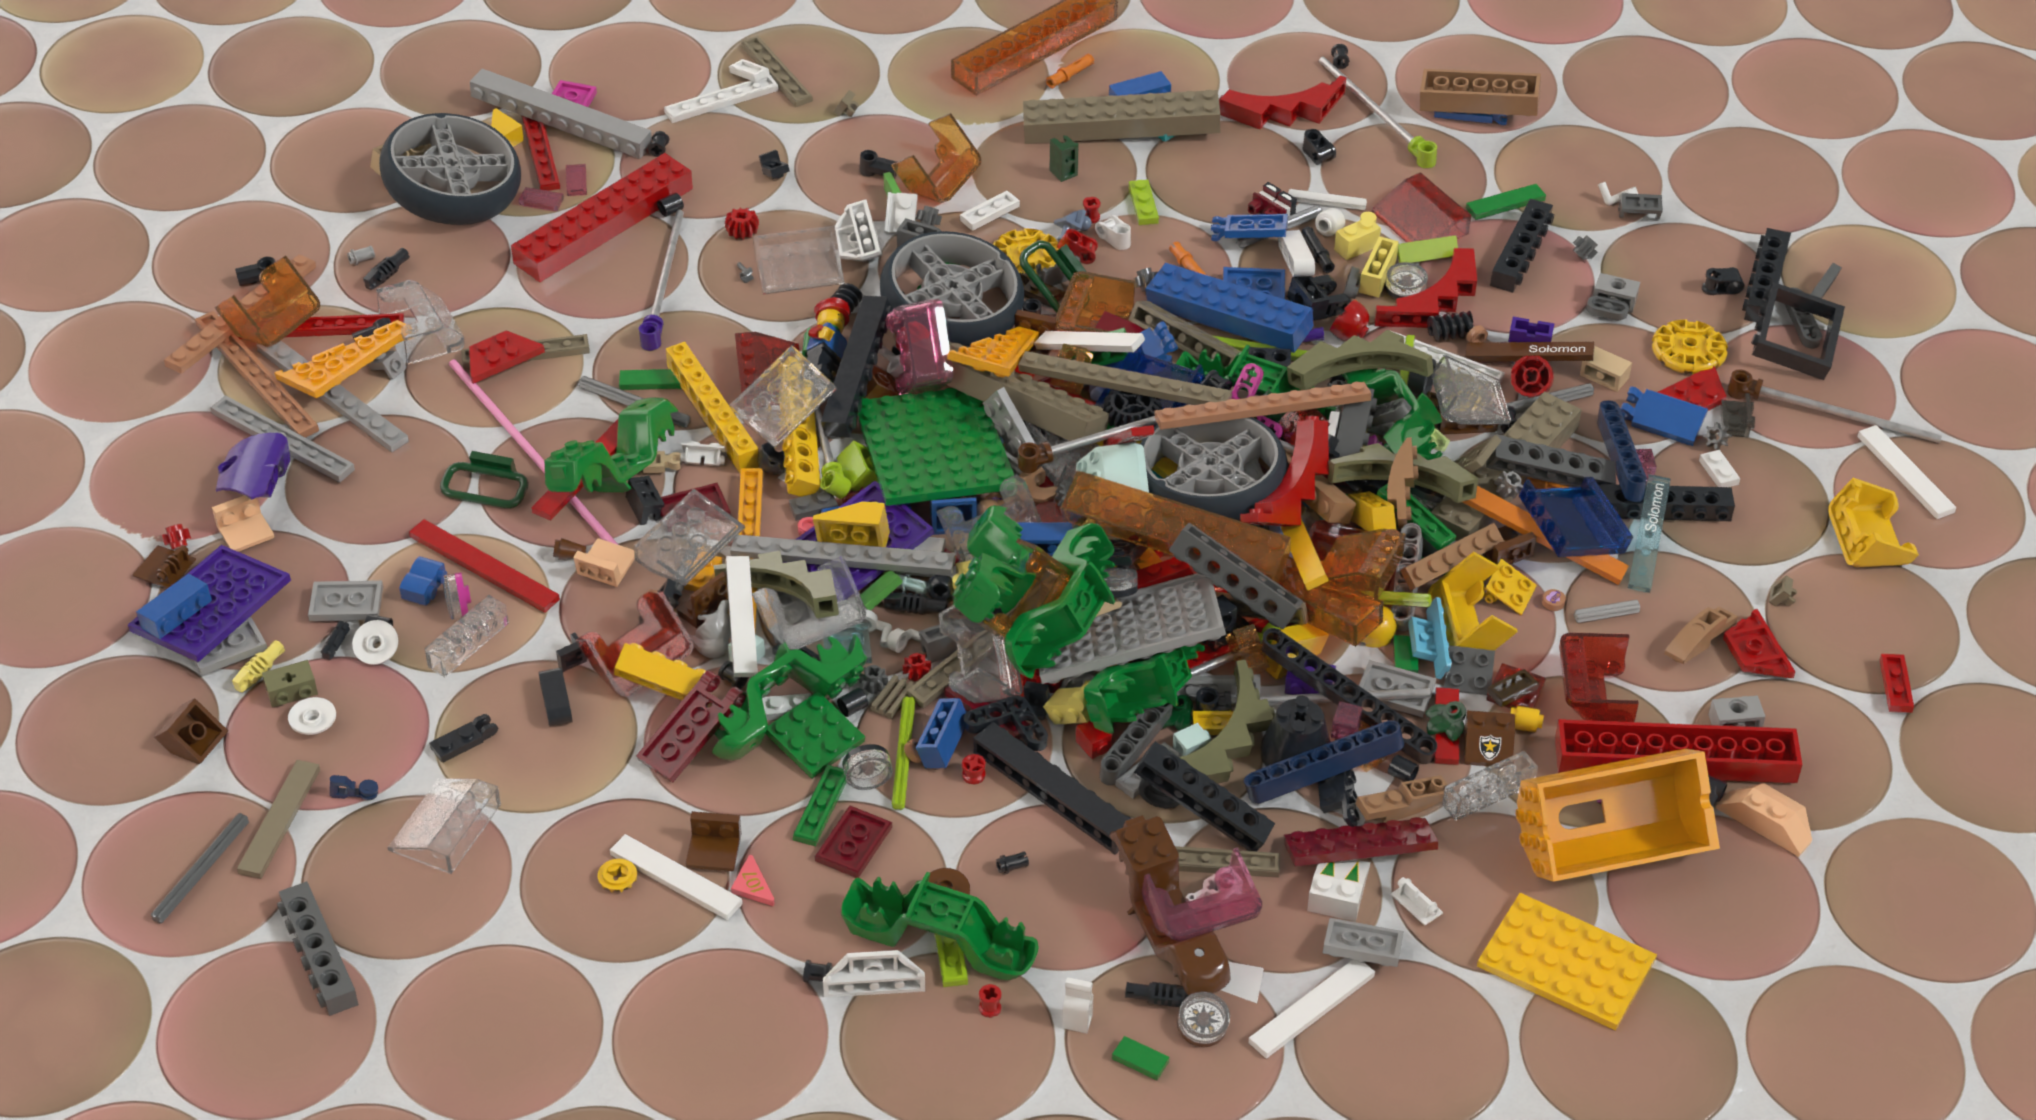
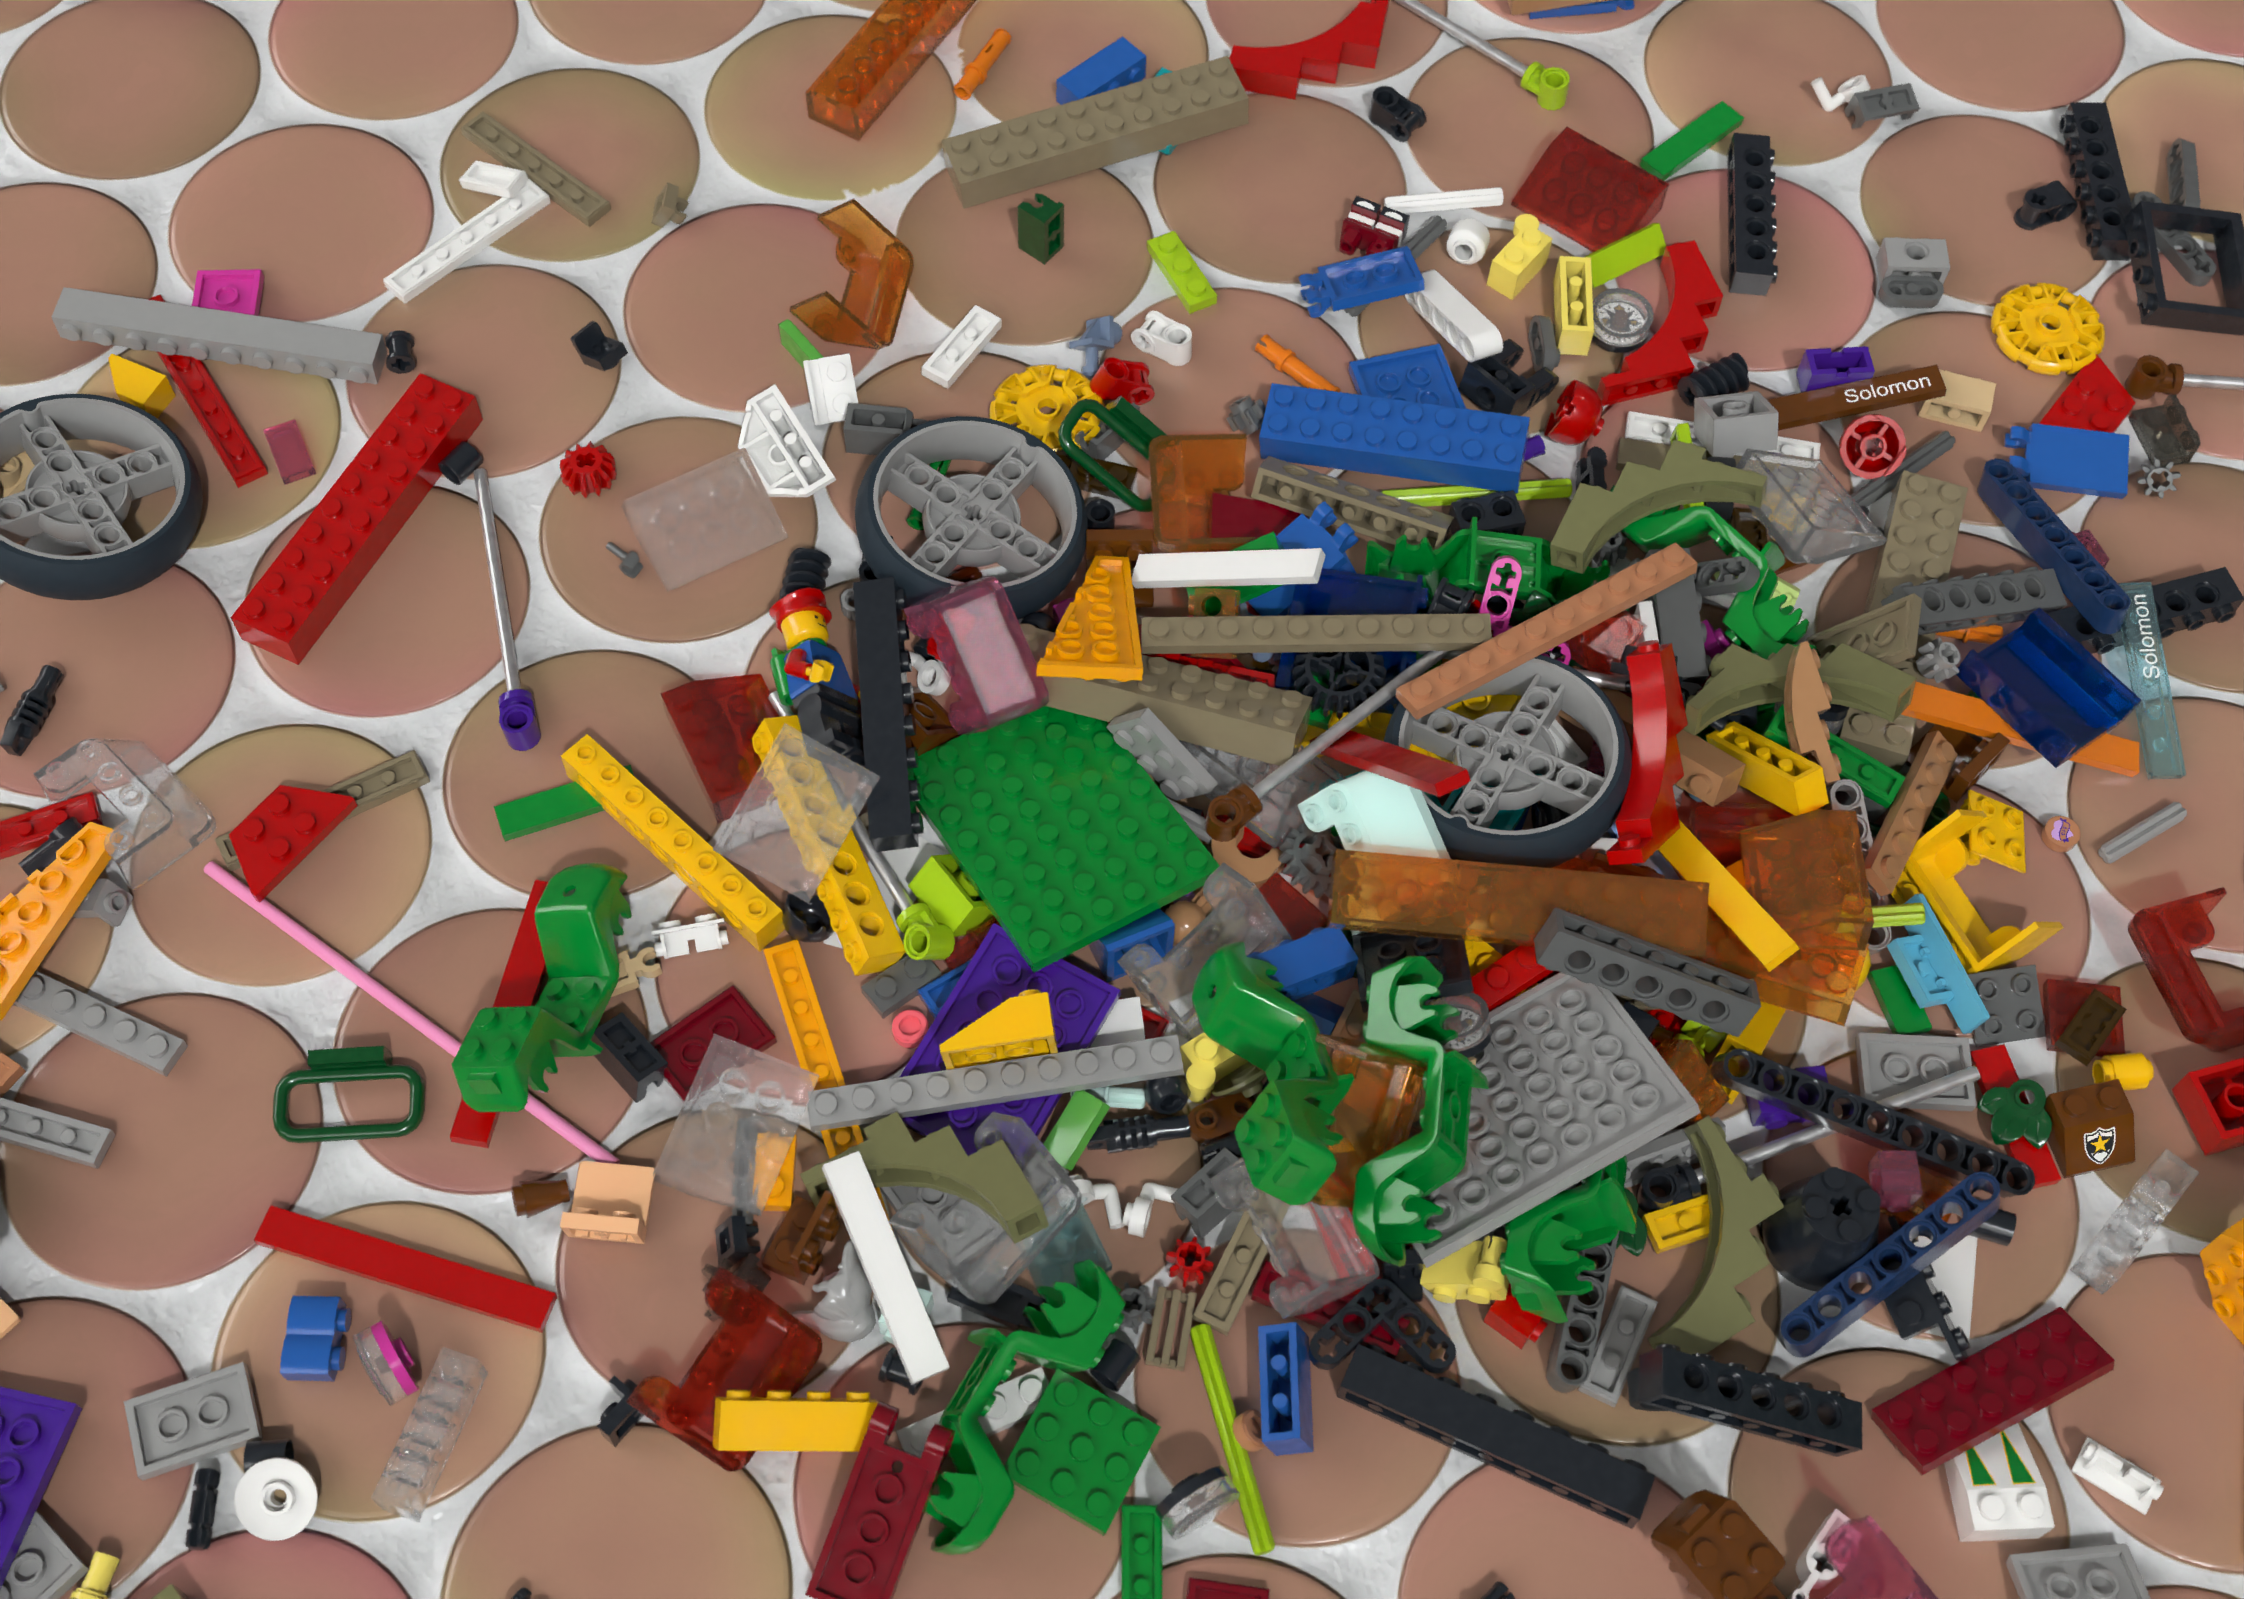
camera: 20 degrees left, 15 degrees up
(541, 199) = (244, 503): clear pink tile -> none
(555, 697) = (625, 1512): black beam -> none
(625, 397) = (523, 857): axle -> none
(872, 164) = (749, 307): black piece -> none
(929, 216) = (876, 385): dark grey gear -> none
(971, 763) = (1357, 1429): red wheel -> none
(1091, 209) = (1109, 305): red bush -> none
(1190, 739) = (1667, 1276): light aqua brick -> none
(1211, 860) = (1805, 1487): dark tan tile -> none
(1320, 253) = (1478, 299): black pin -> none
(1403, 802) = (2019, 1283): medium nougat slope -> none
(1446, 341) = (1735, 422): none -> light grey brick
(1477, 334) = (1759, 383): nougat tile -> none
(1585, 247) = (1839, 195): dark grey gear -> none
(1719, 469) = (2179, 531): white plate -> none

